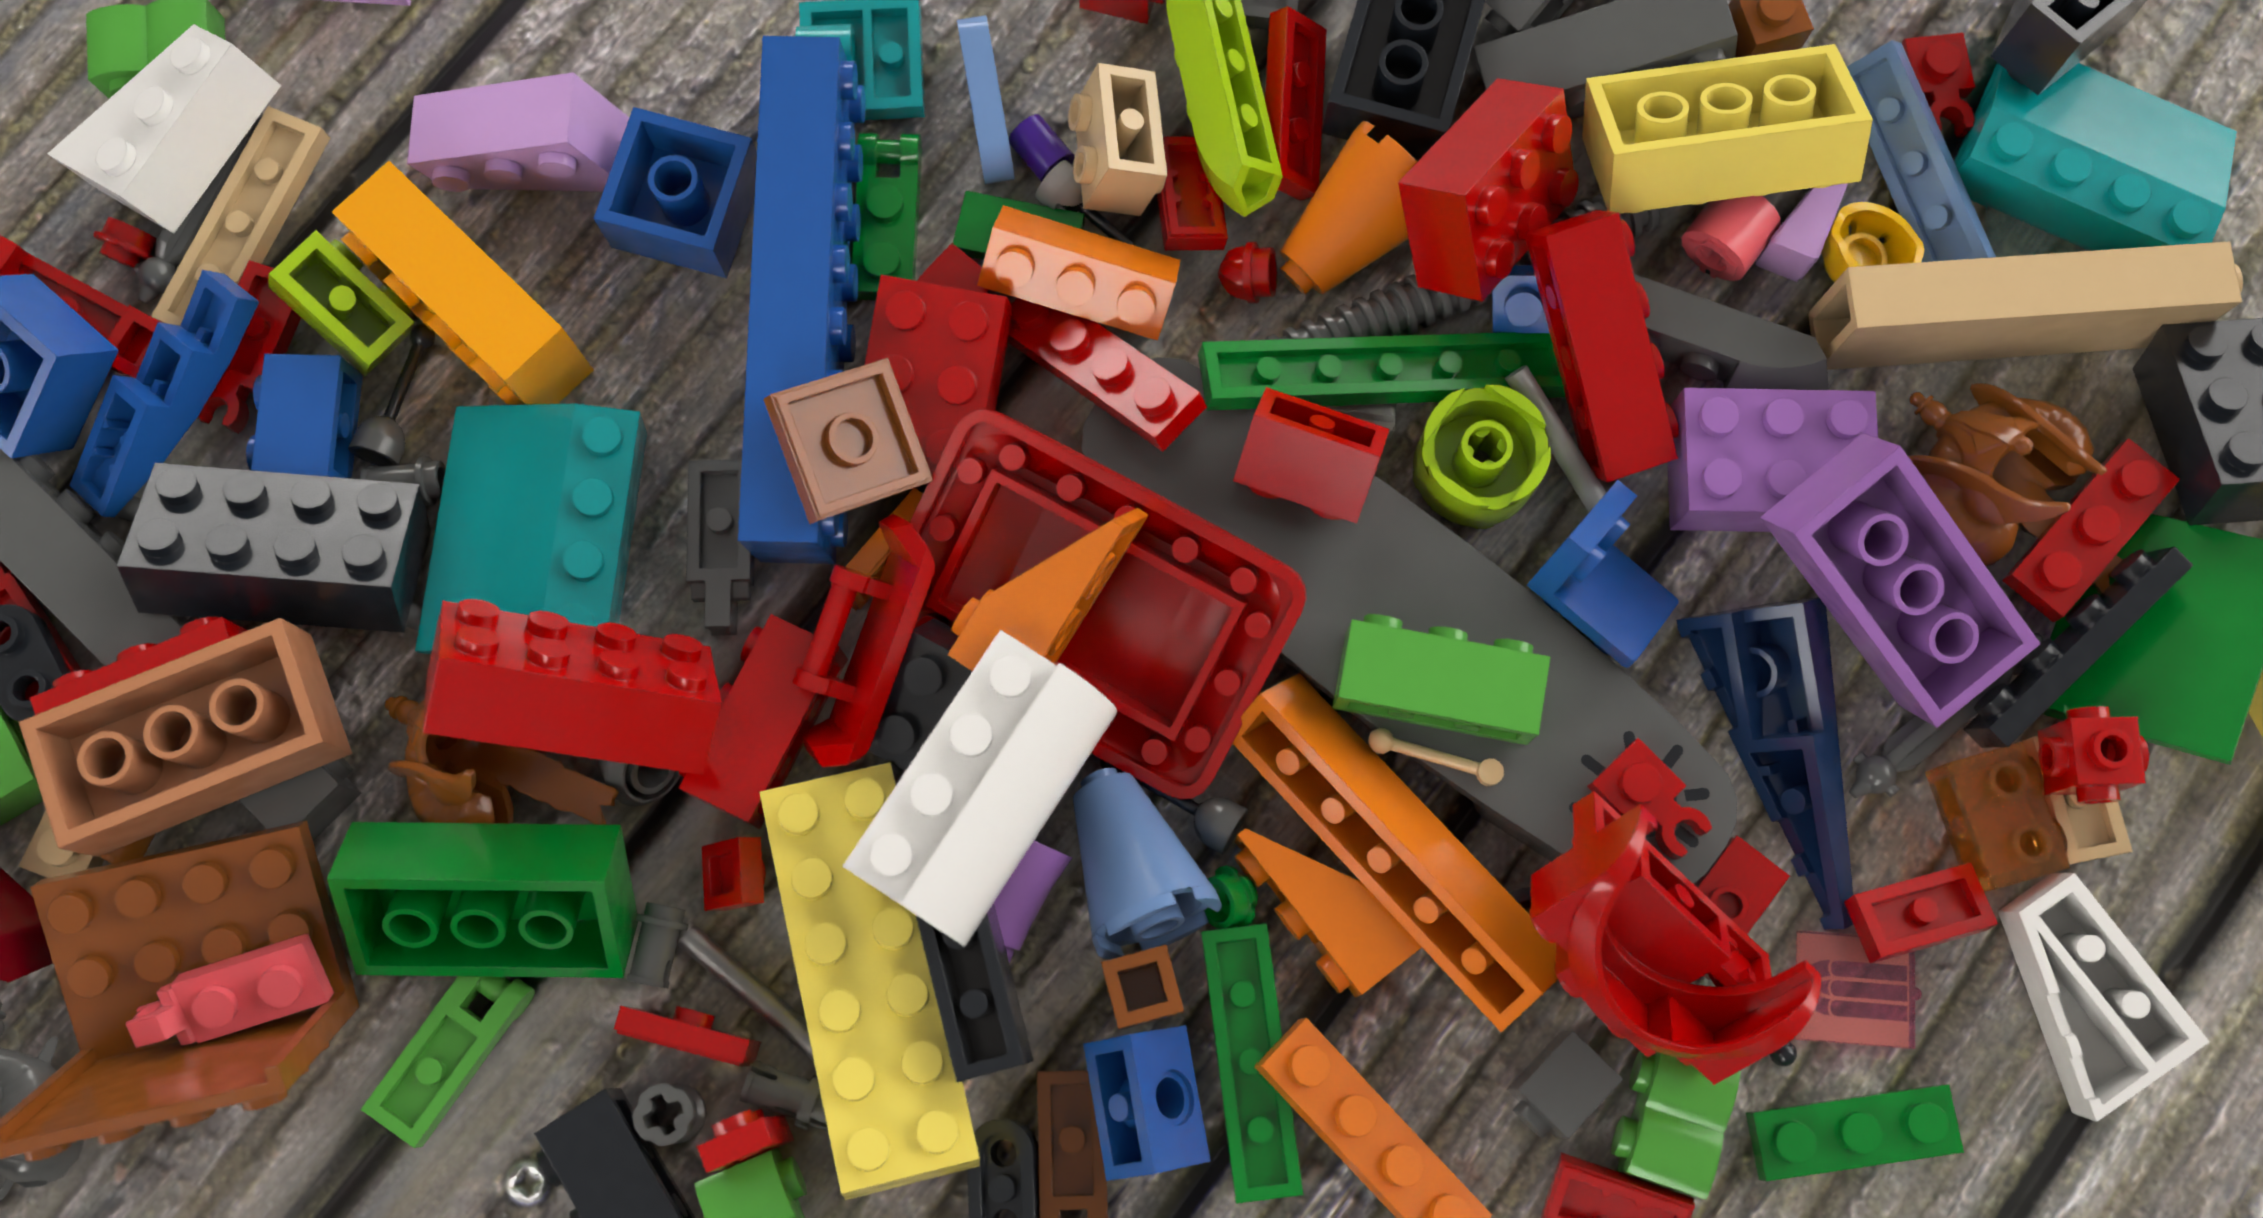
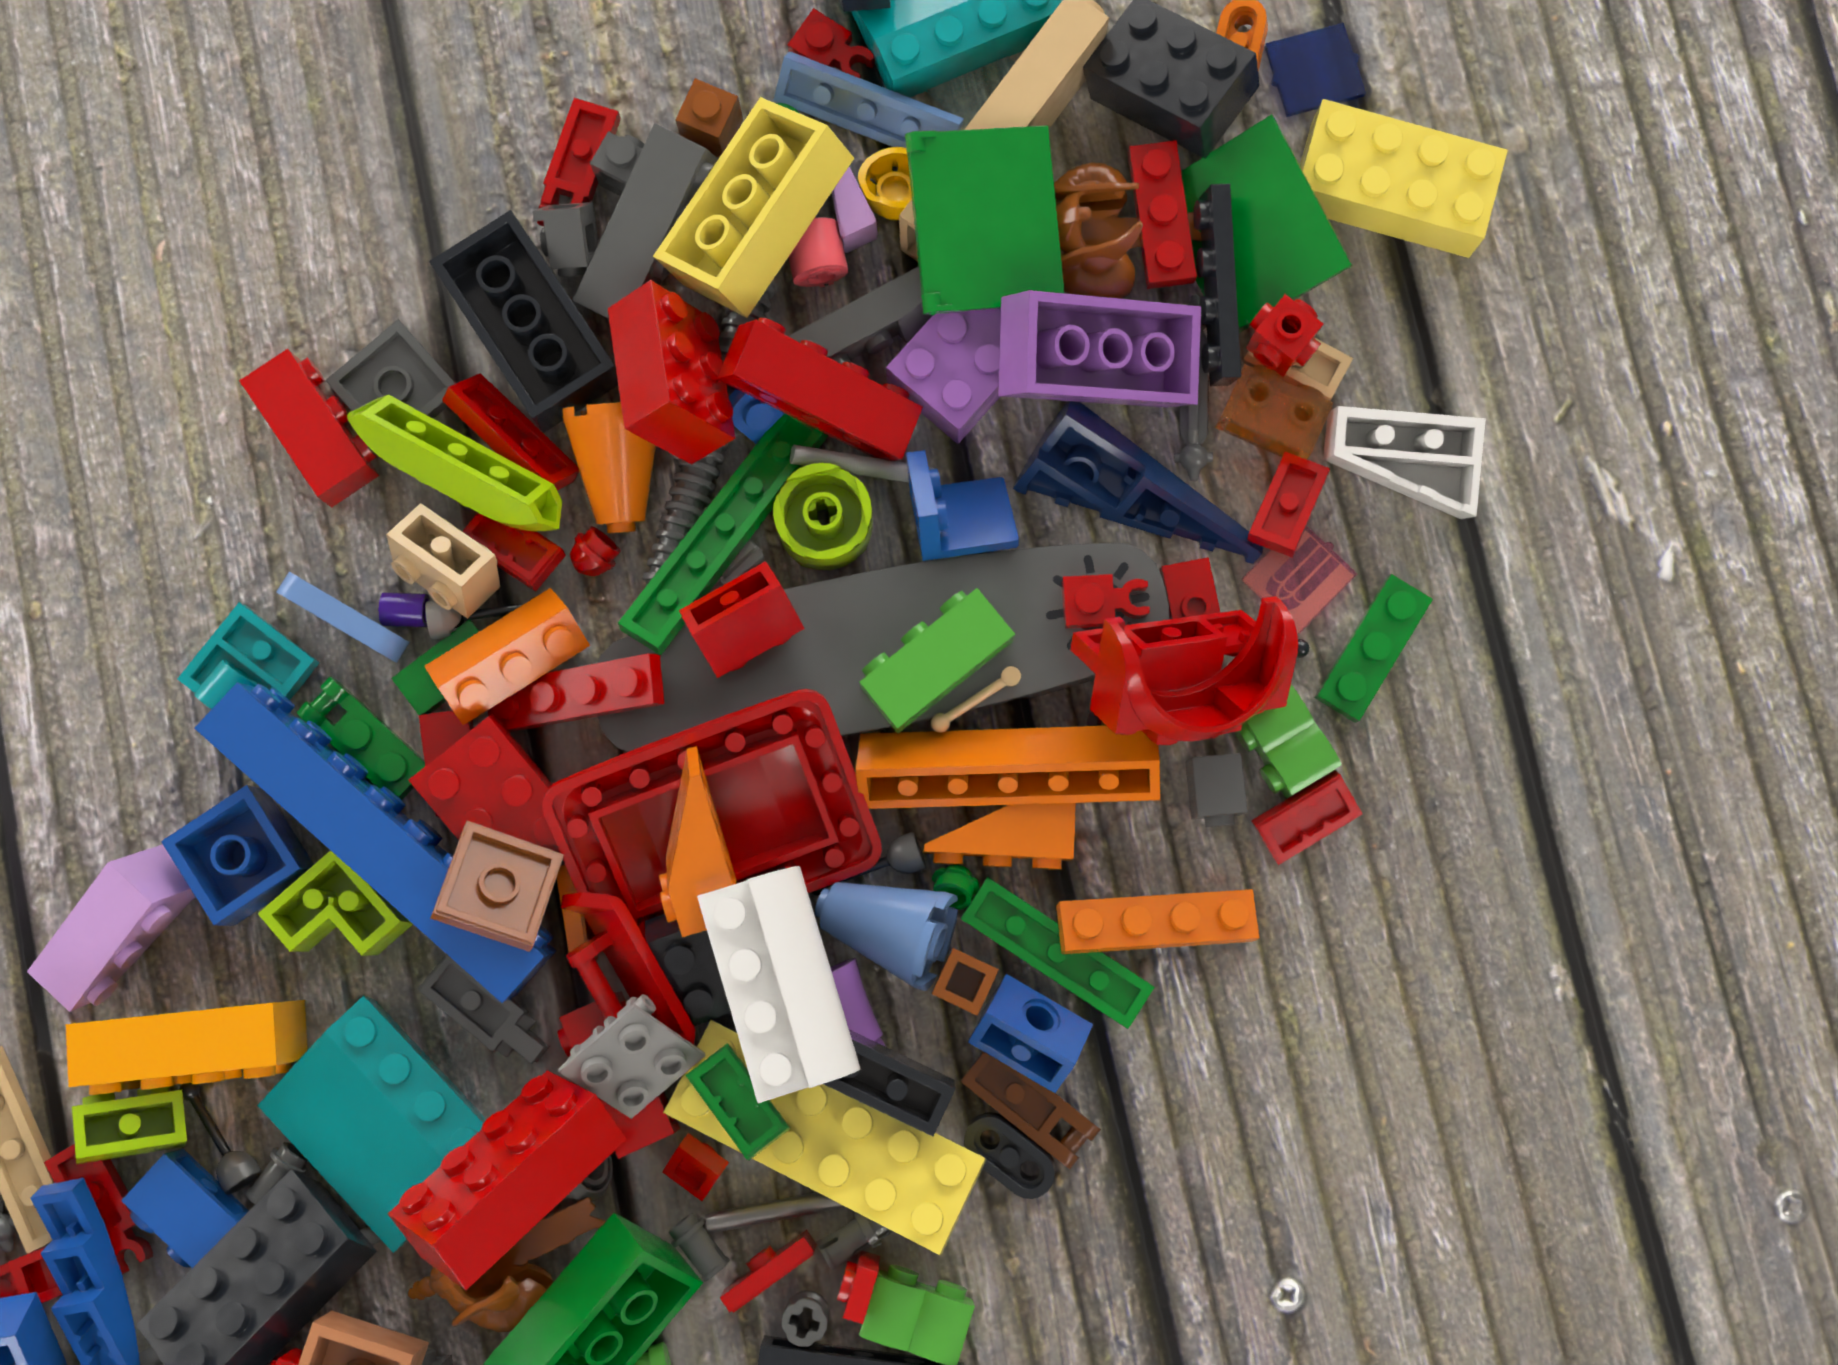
camera: 50 degrees left, 5 degrees up
(707, 308) = (330, 898): none -> lime brick
(786, 713) = (631, 1058): none -> light grey hinge
(830, 829) = (729, 1094): none -> green plate
(1926, 346) = (983, 216): none -> green piece

